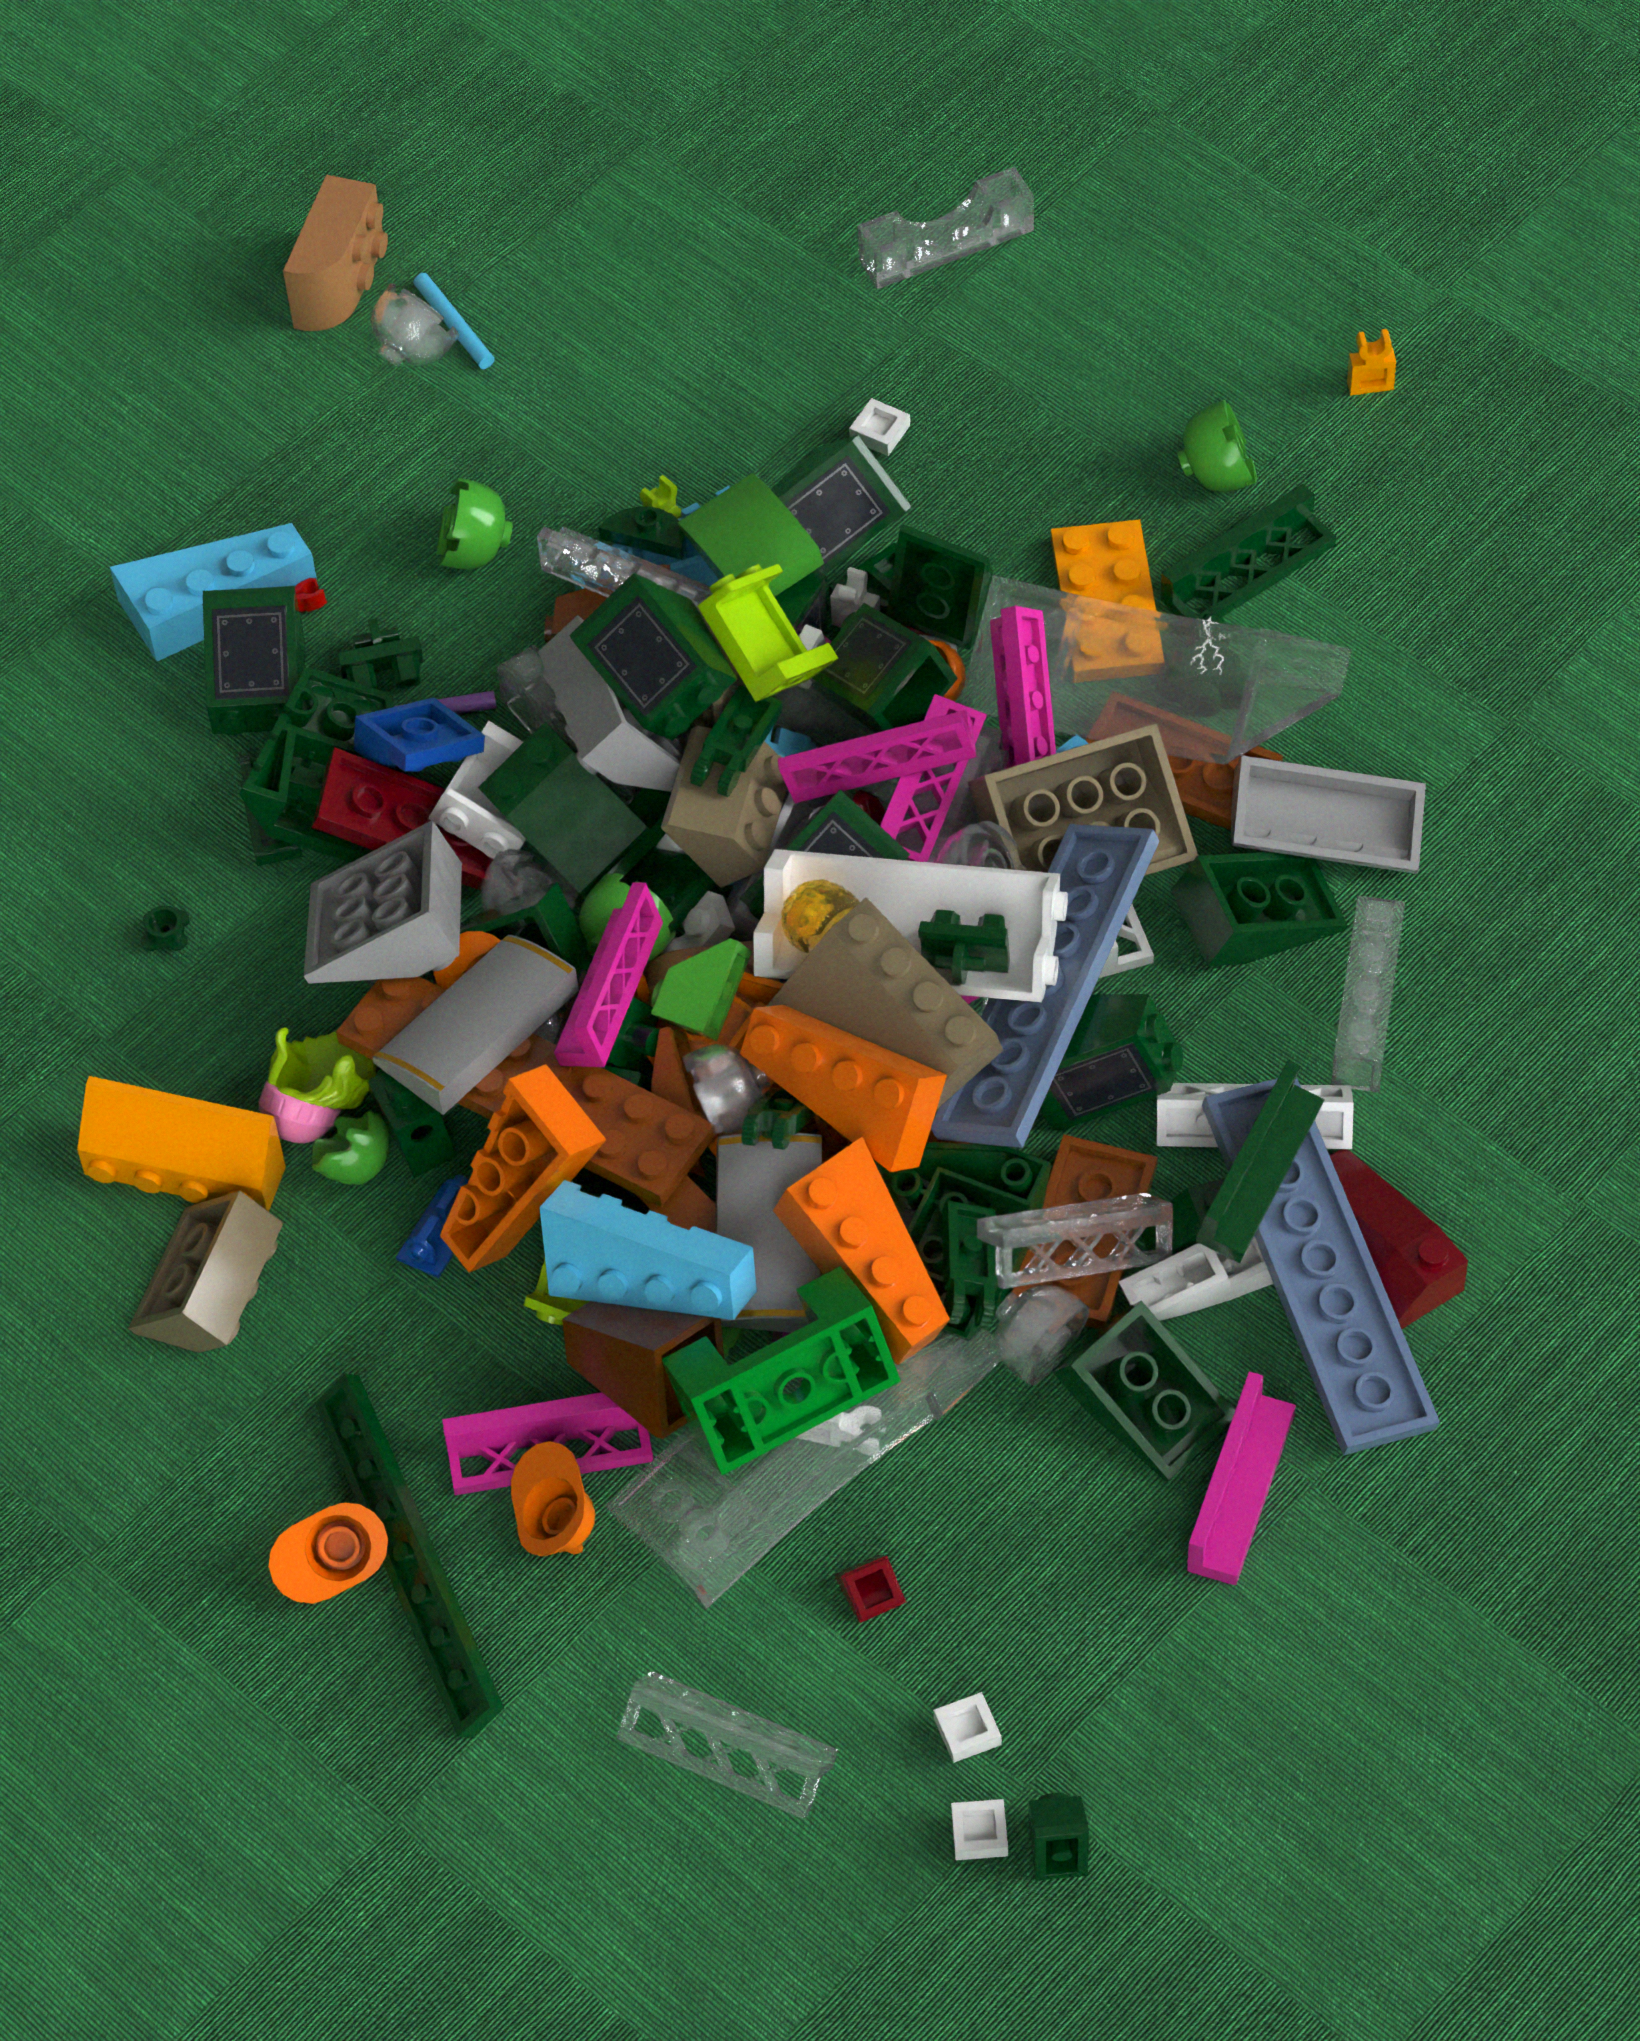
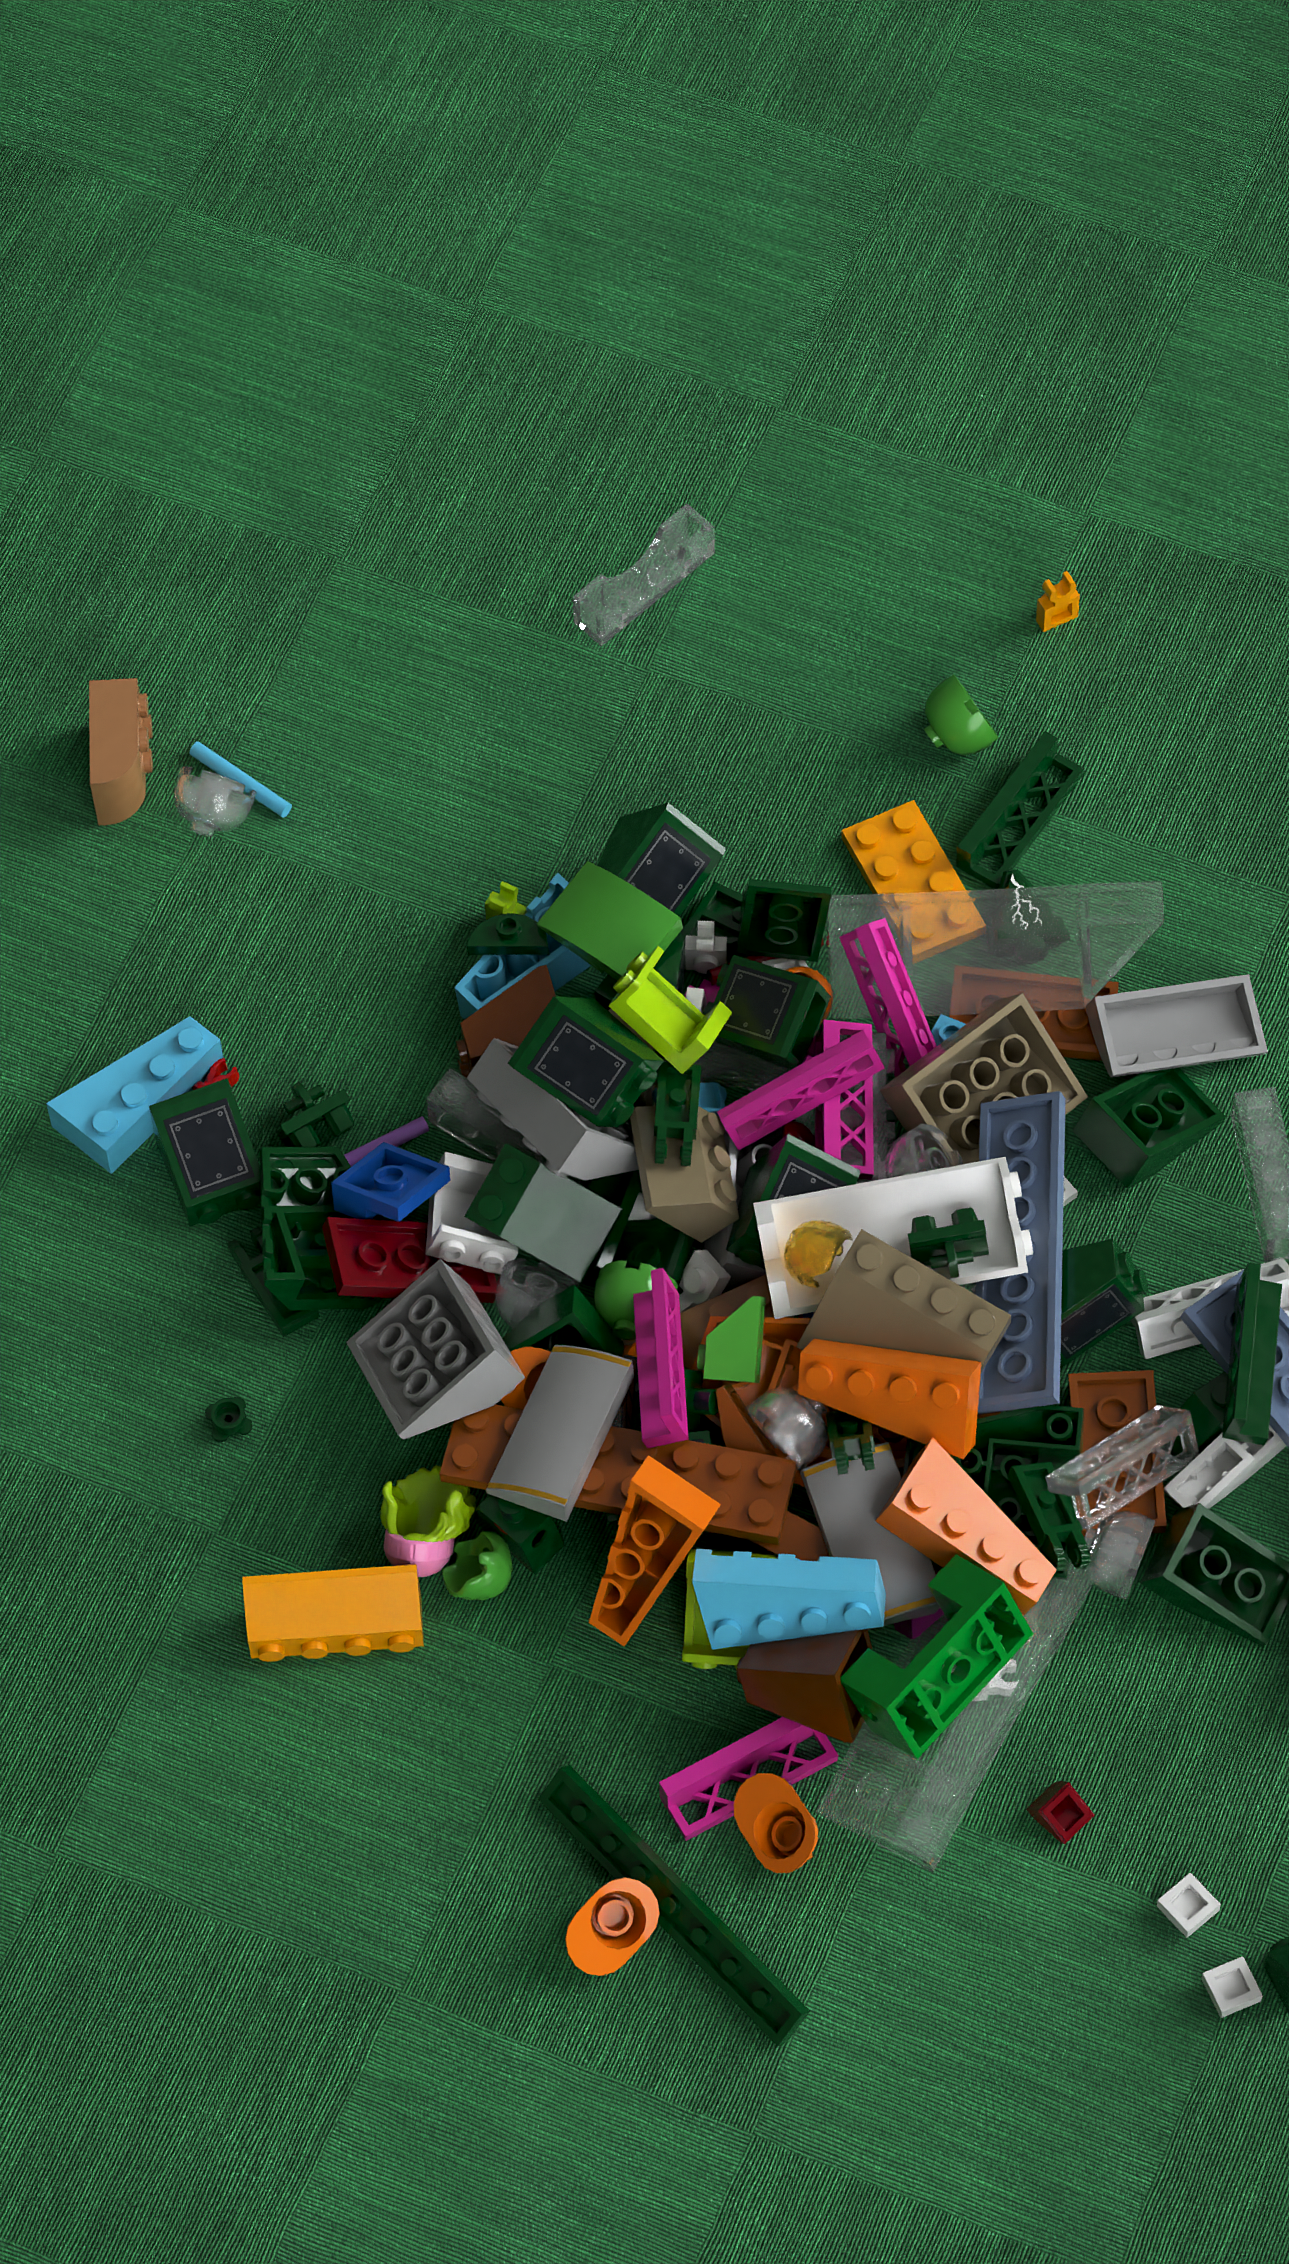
camera: 20 degrees left, 5 degrees up
(208, 1273) = (400, 1715): dark tan slope -> none
(424, 1246) = (573, 1631): blue hinge -> none
(472, 526) = (343, 972): bright green cylinder -> none
(606, 567) = (510, 986): clear fence -> none
(733, 1726) = (1004, 1966): clear fence -> none
(880, 426) = (657, 776): white plate -> none

